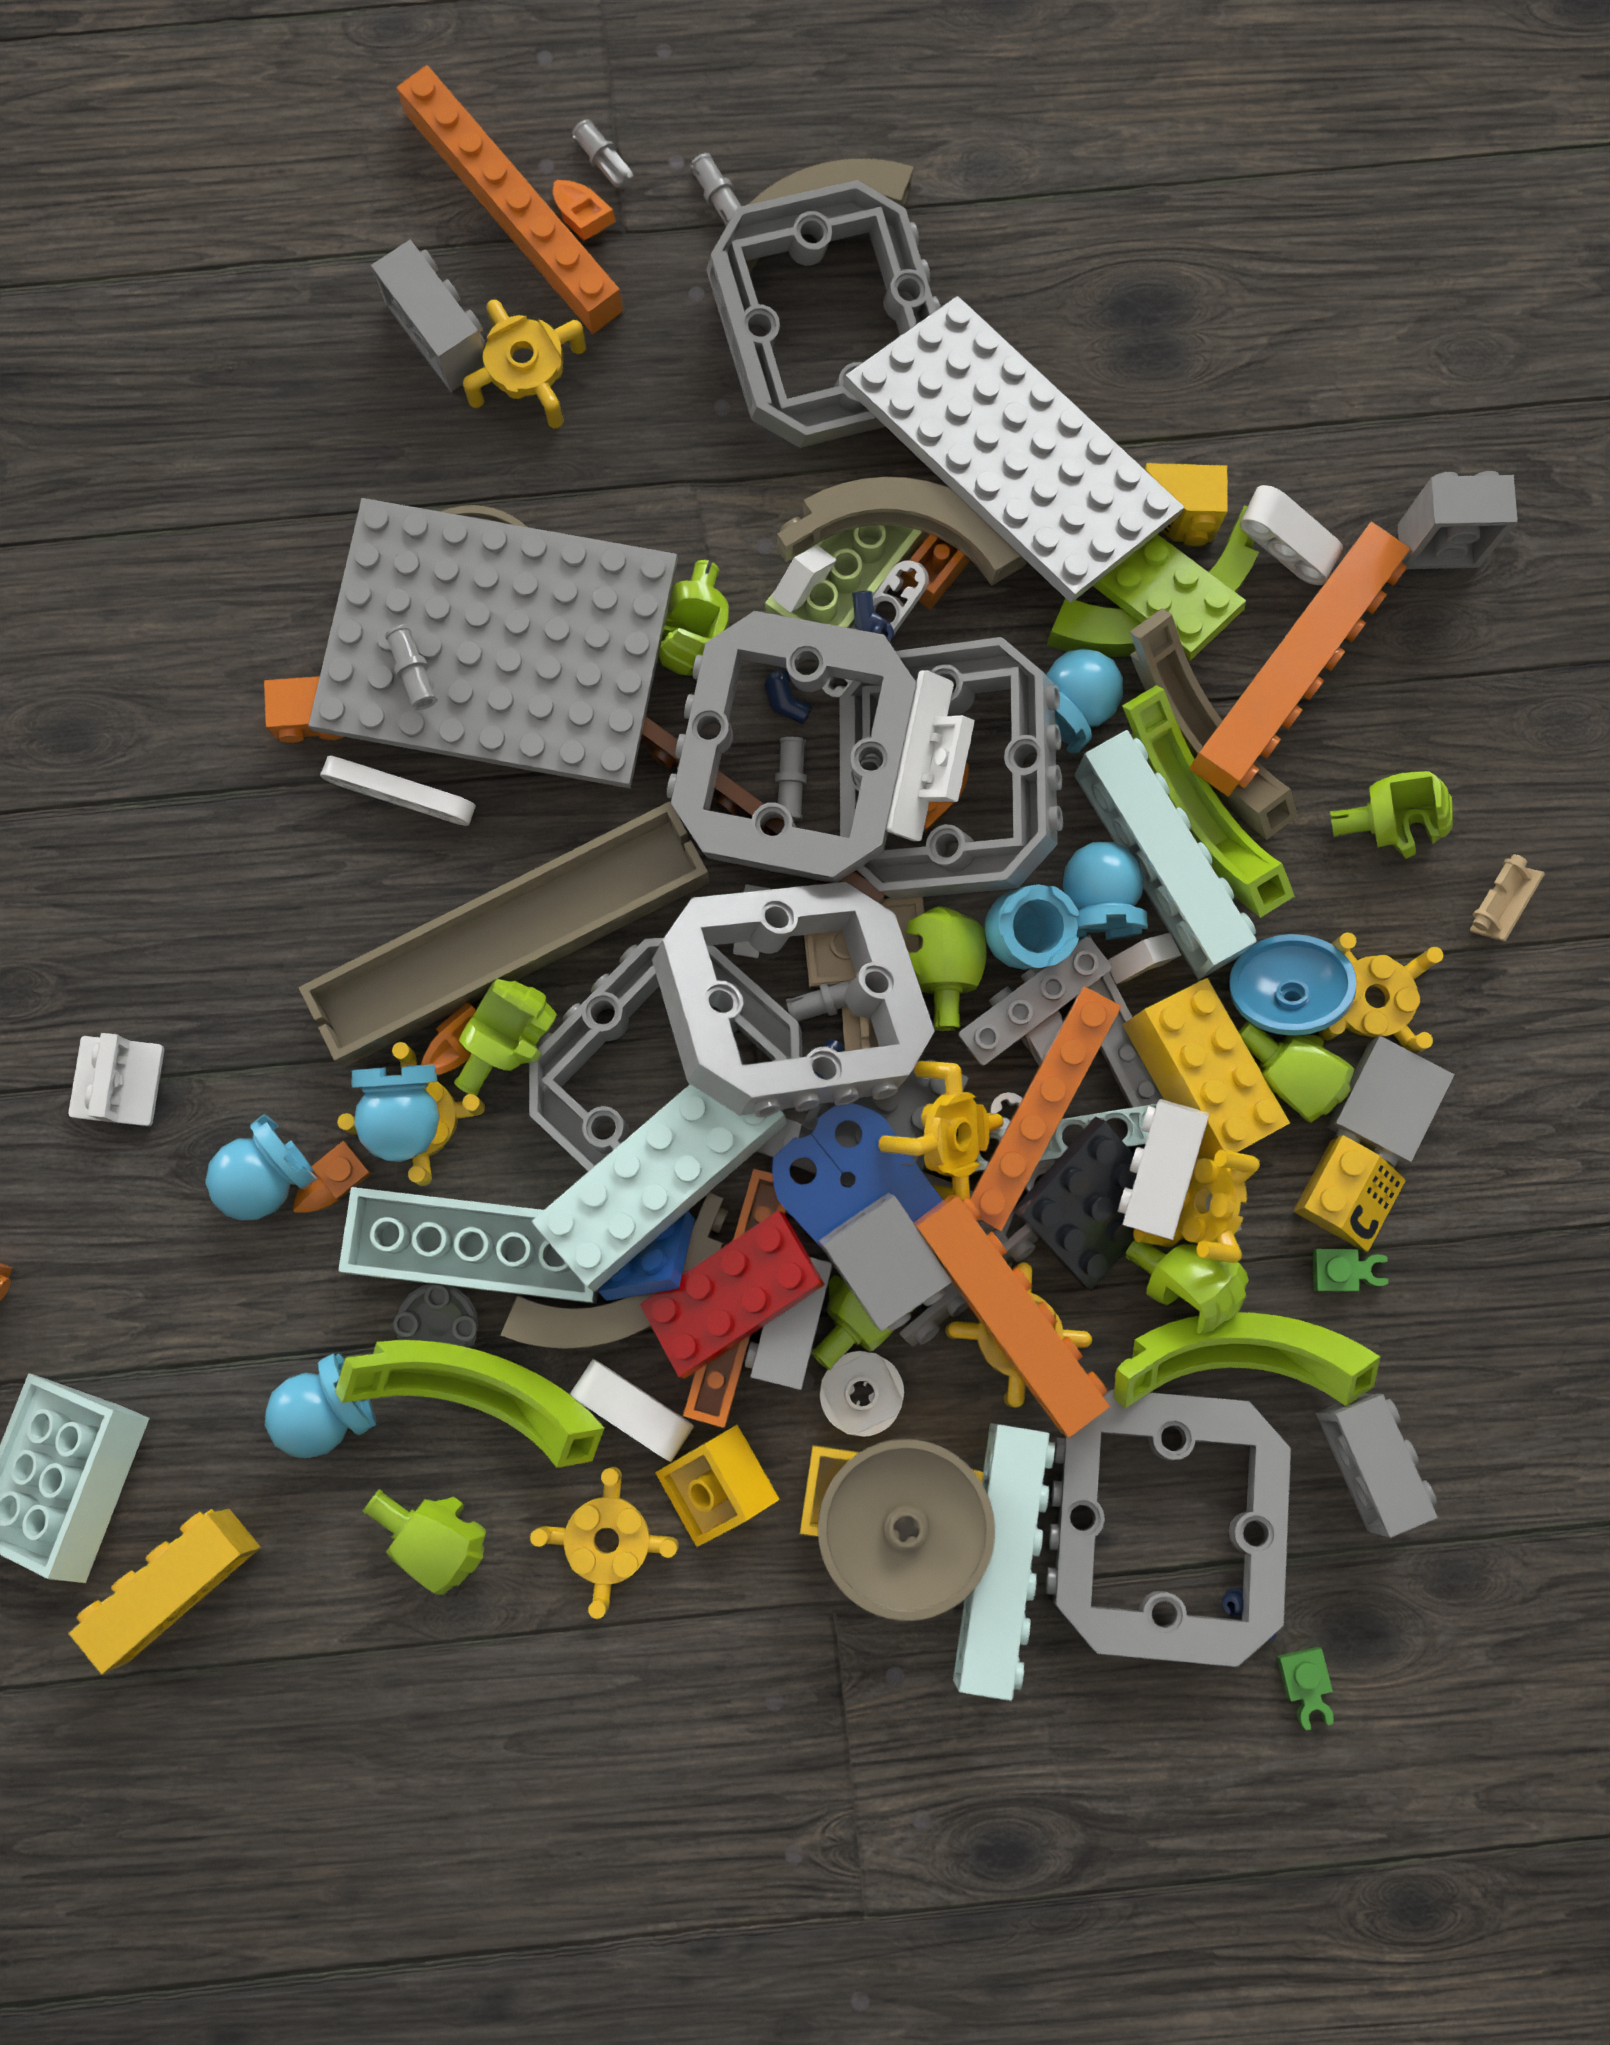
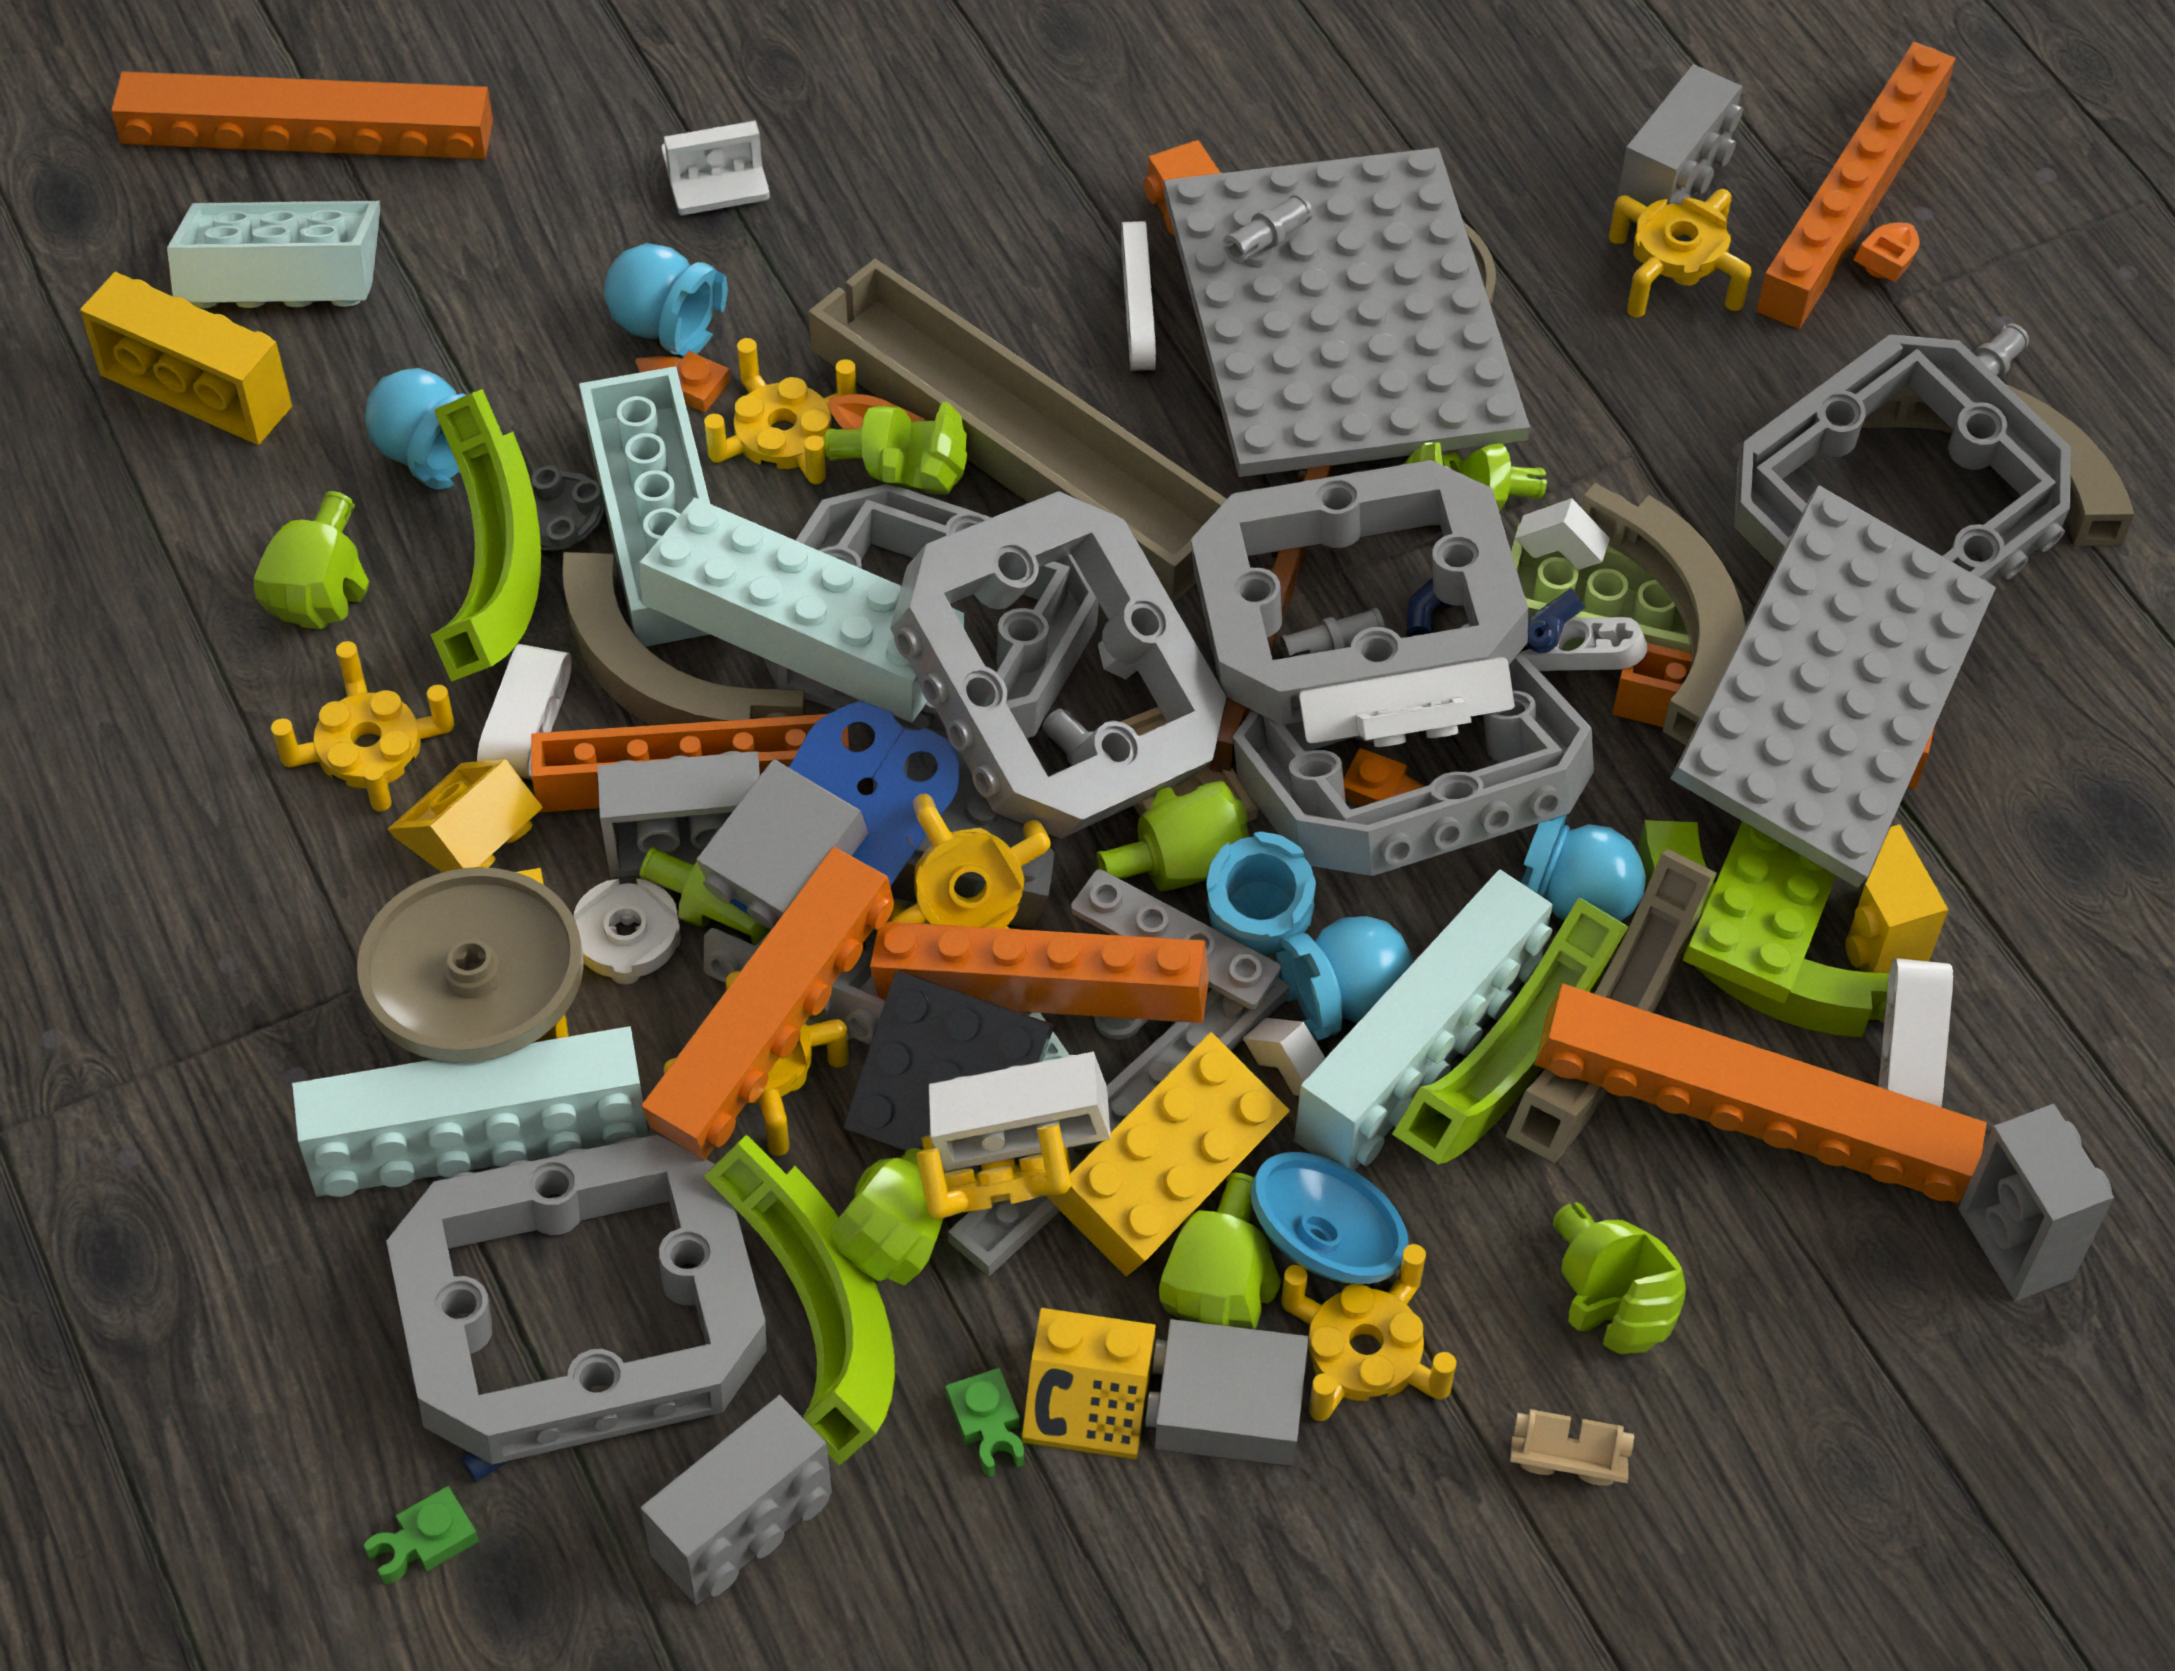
camera: 70 degrees right, 25 degrees down
(396, 1112) = (772, 374): medium azure tile -> none
(602, 154) = (1966, 247): light grey axle -> none
(656, 1266) = (703, 653): blue plate -> none
(732, 1294) = (688, 722): red plate -> none

